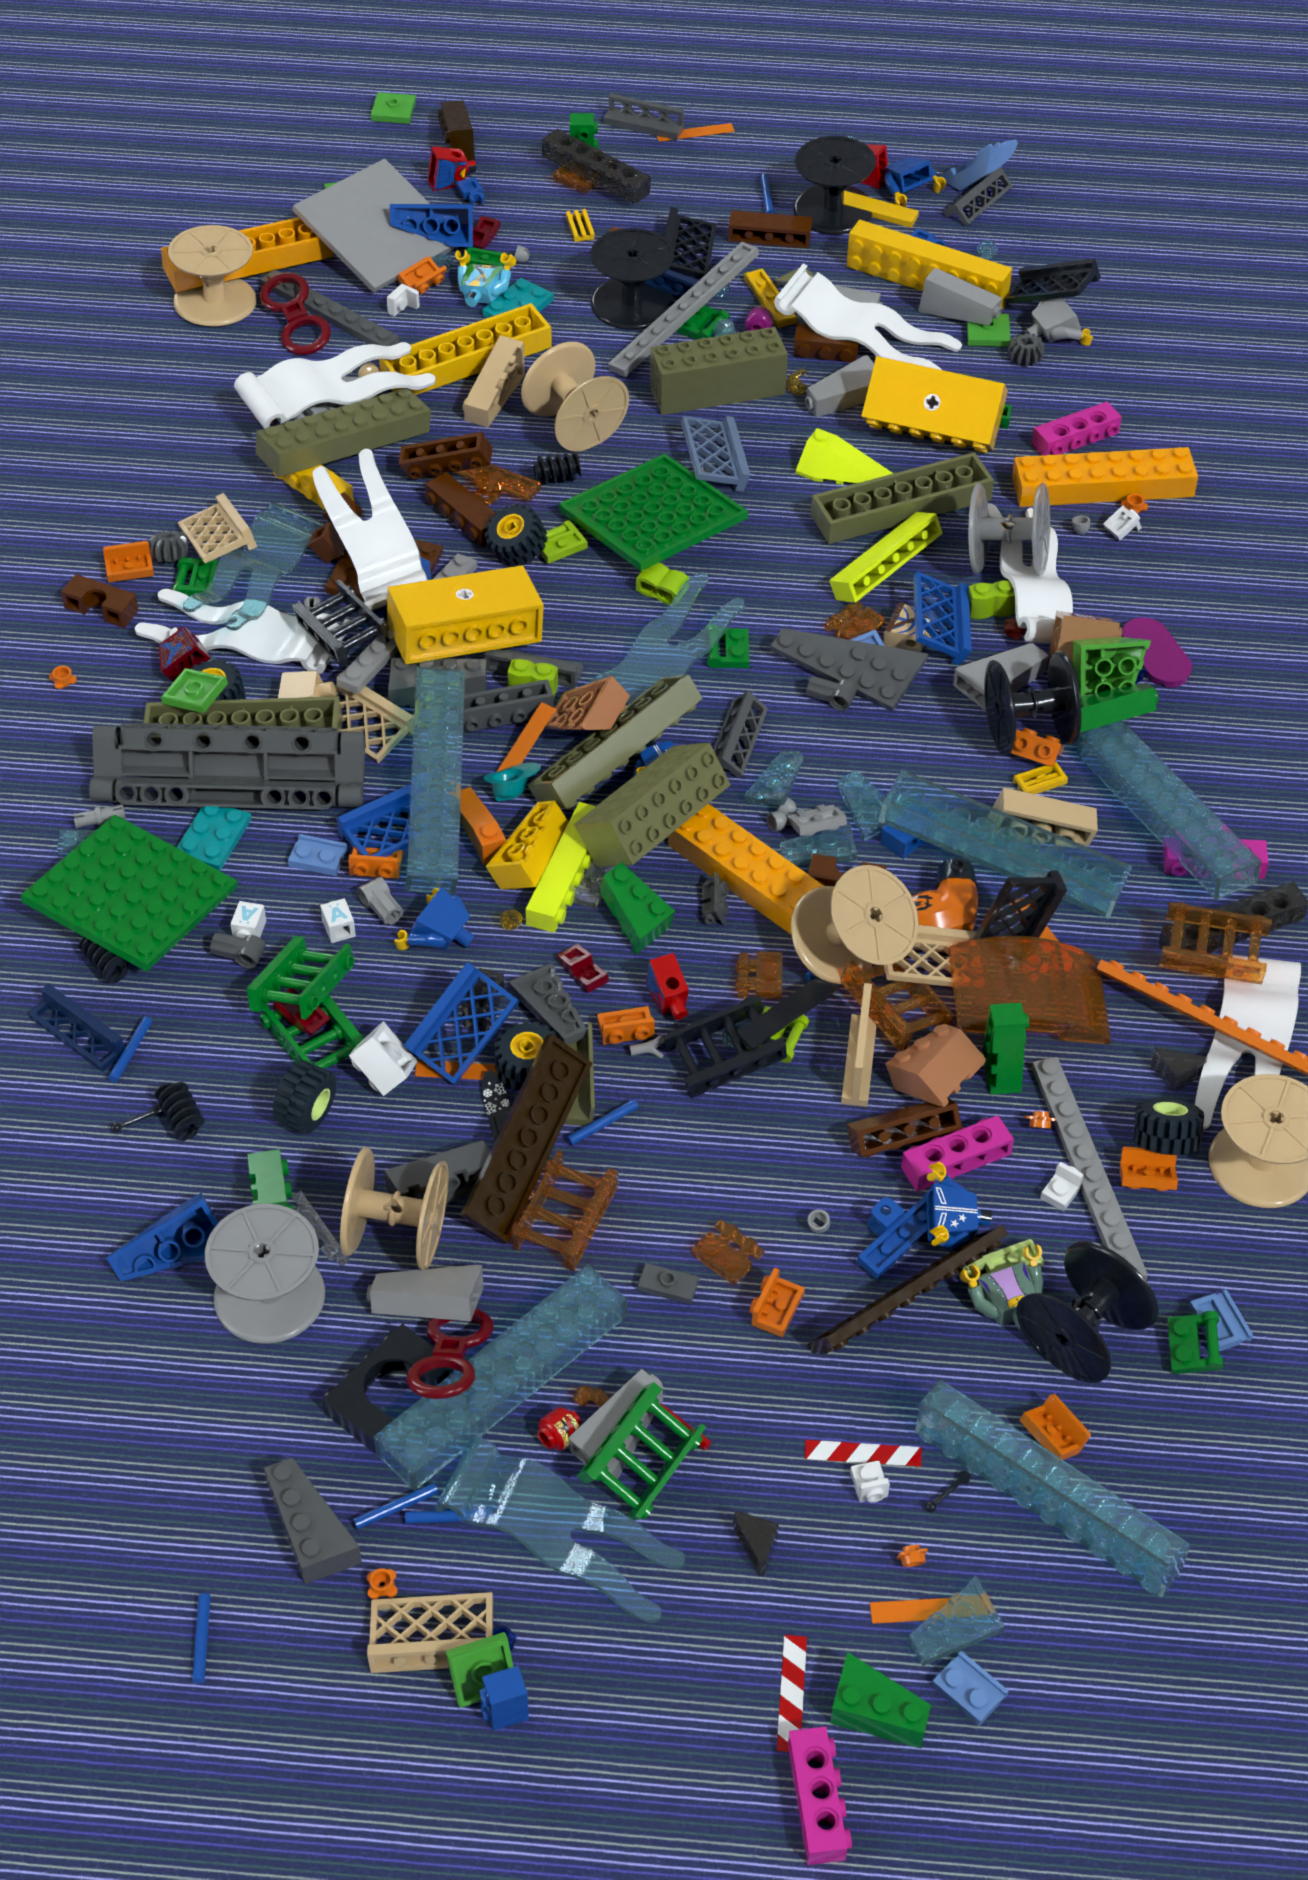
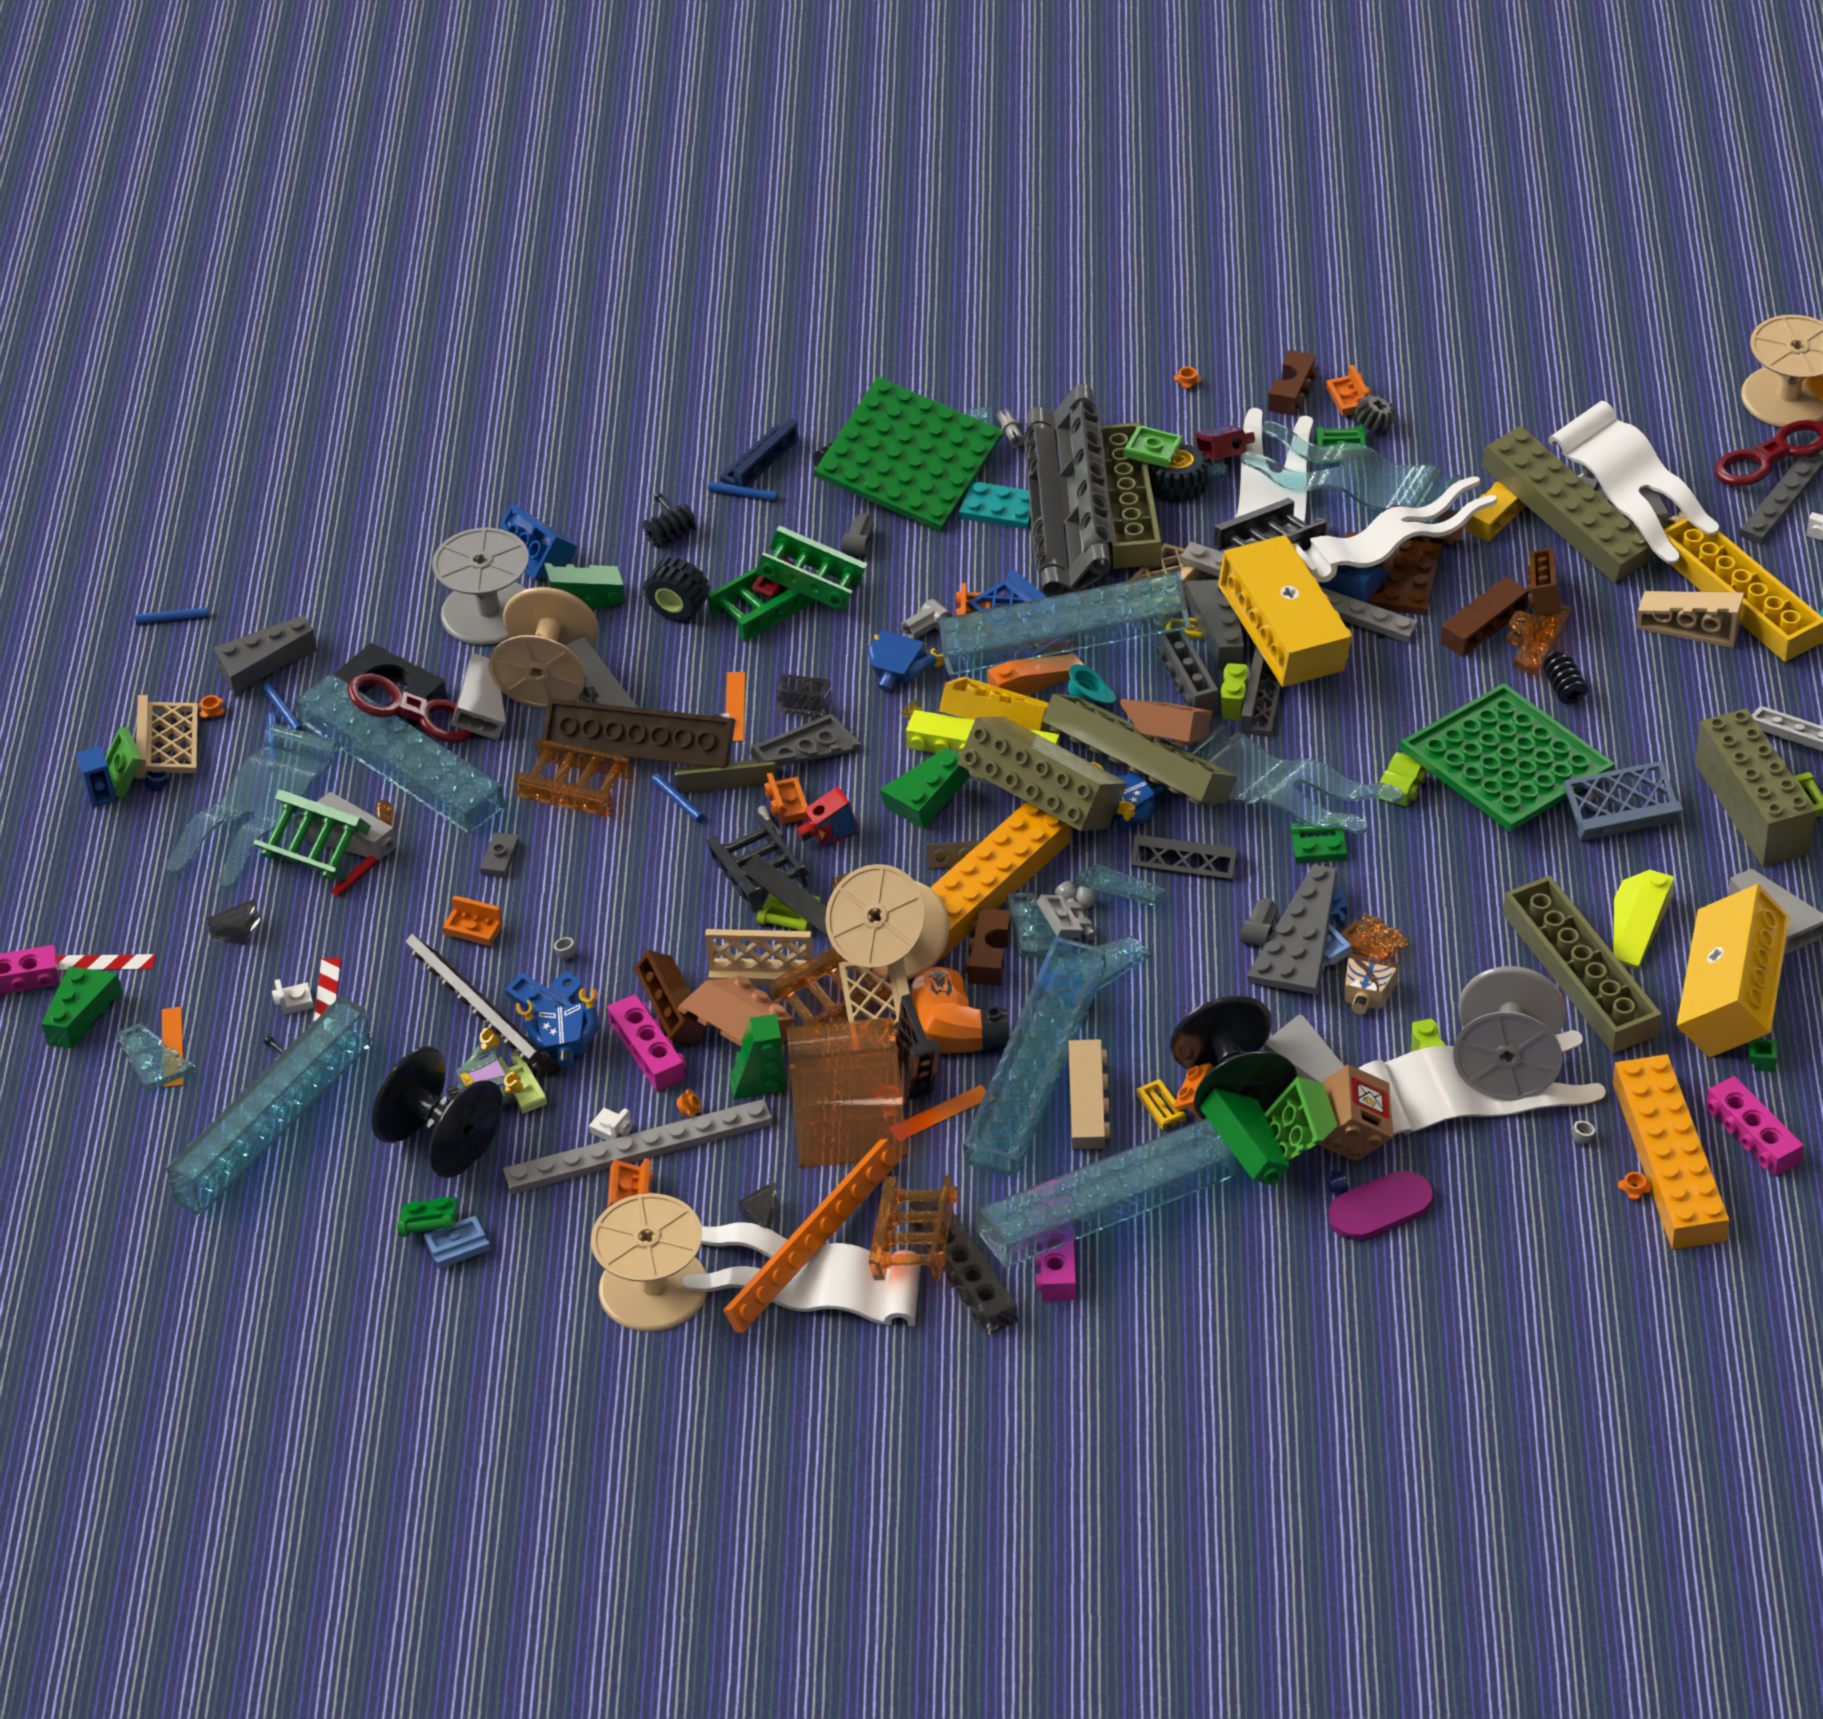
camera: 90 degrees right, 5 degrees down
(230, 521) = (1403, 442): tan fence -> none
(248, 920) = (888, 538): white brick -> none
(304, 685) = (1180, 528): tan torso -> none
(317, 855) = (983, 573): medium blue plate -> none
(337, 920) = (897, 594): white brick -> none
(383, 1059) = (728, 636): white slope -> none
(443, 1010) = (768, 663): blue fence -> none
(516, 535) = (1439, 651): black wheel -> none
(517, 1051) = (751, 727): black wheel -> none
(528, 736) = (1147, 693): orange sticker -> none
(557, 1428) = (347, 788): red head -> none
(563, 542) = (1445, 695): lime plate -> none
(565, 387) = (1677, 647): tan piece -> none
(581, 968) = (863, 766): dark red slope -> none
(723, 1258) = (529, 887): clear orange plate -> none
(795, 385) = (1774, 865): clear yellow arm -> none
(885, 557) = (1462, 944): neon yellow brick -> none
(912, 1556) = (216, 1025): orange plate -> none
(957, 619) = (1385, 1022): blue fence -> none
(970, 1688) = (95, 1071): medium blue plate -> none
(1056, 1428) = (336, 1117): orange bracket -> none
(1122, 522) = (1596, 1171): white bracket -> none
(1168, 1126) = (674, 1177): black wheel -> none

